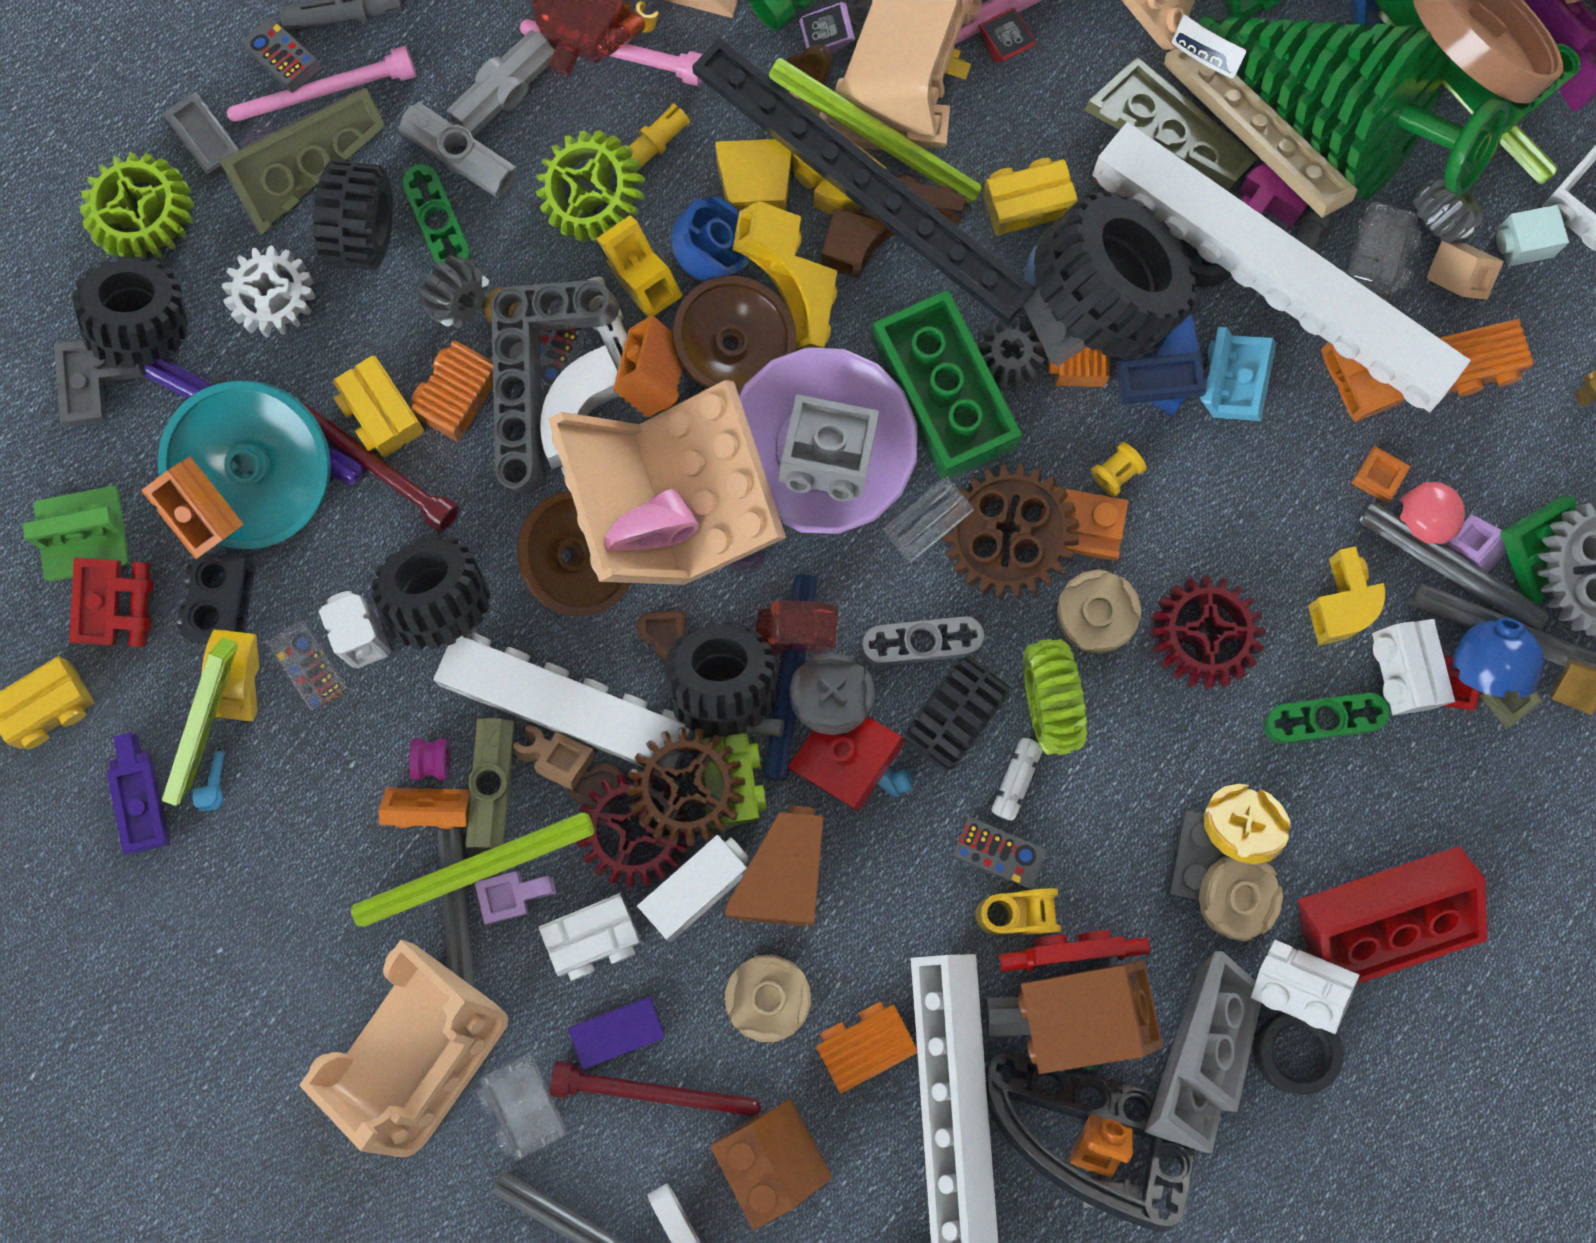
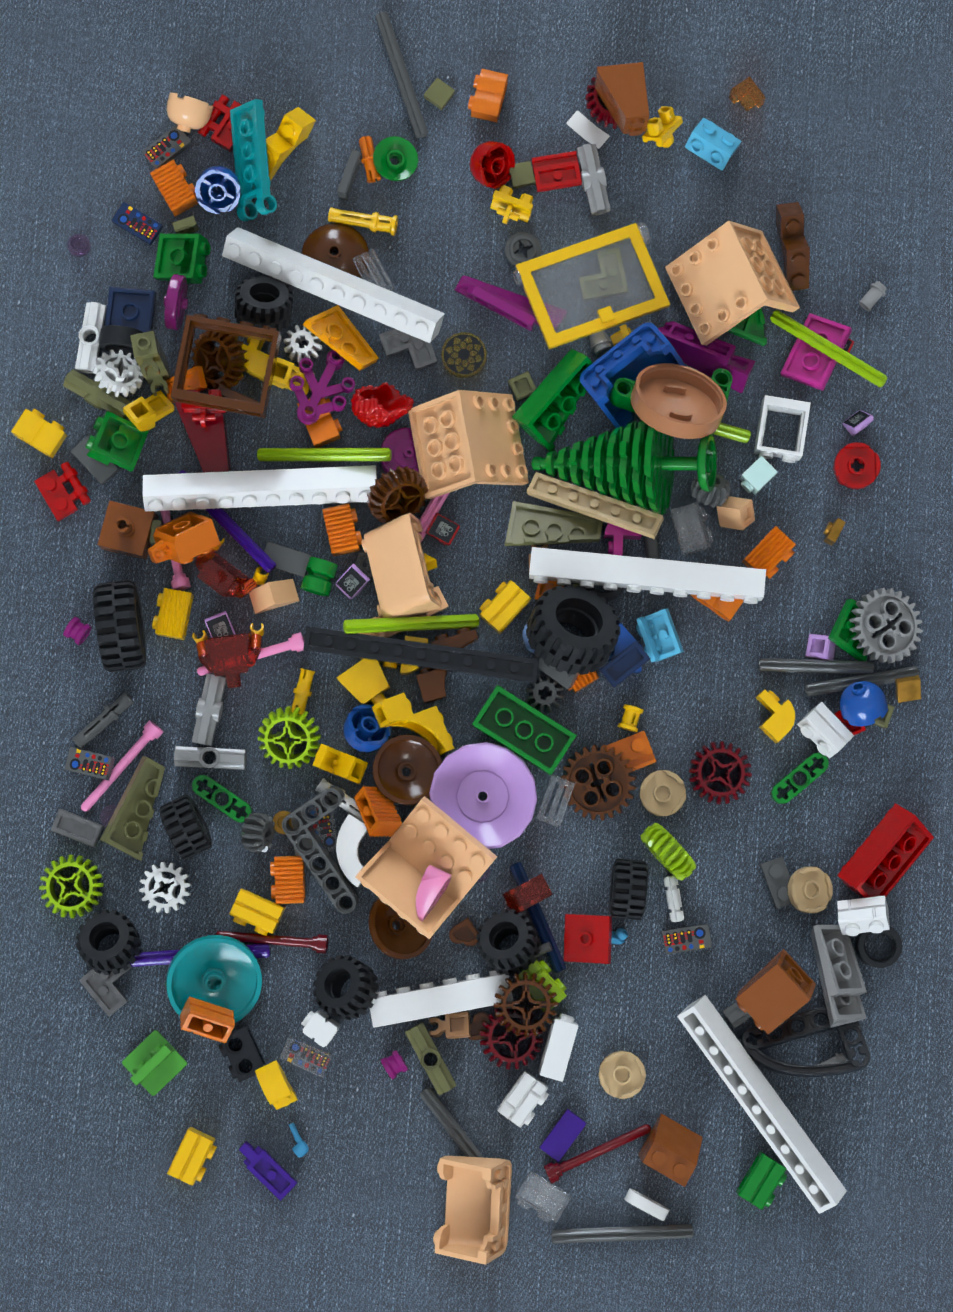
camera: 30 degrees left, 5 degrees up
(96, 602) = (186, 1091): red plate -> none
(200, 721) = (279, 1118): lime tile -> none
(424, 807) = (407, 1088): orange plate -> none
(472, 869) = (449, 1104): lime axle -> none
(507, 896) = (472, 1105): lavender plate -> none
(783, 873) = (594, 1015): dark orange slope -> none
(814, 61) = (356, 607): reddish brown tile -> none
(828, 447) = (490, 801): light grey plate -> none
(832, 693) = (563, 914): dark grey tile -> none
(866, 1047) = (681, 1069): orange brick -> none
(954, 647) = (599, 845): light grey beam -> none
(1027, 910) = (714, 960): yellow piece -> none
(1089, 947) = (741, 971): red plate -> none
(1102, 1146) = (815, 1045): orange bracket -> none
(1208, 47) = (546, 479): white sticker -> none
(1246, 824) = (792, 854): yellow tile -> none
(1380, 474) = (755, 640): orange tile -> none
(1433, 512) = (791, 647): coral hair -> none

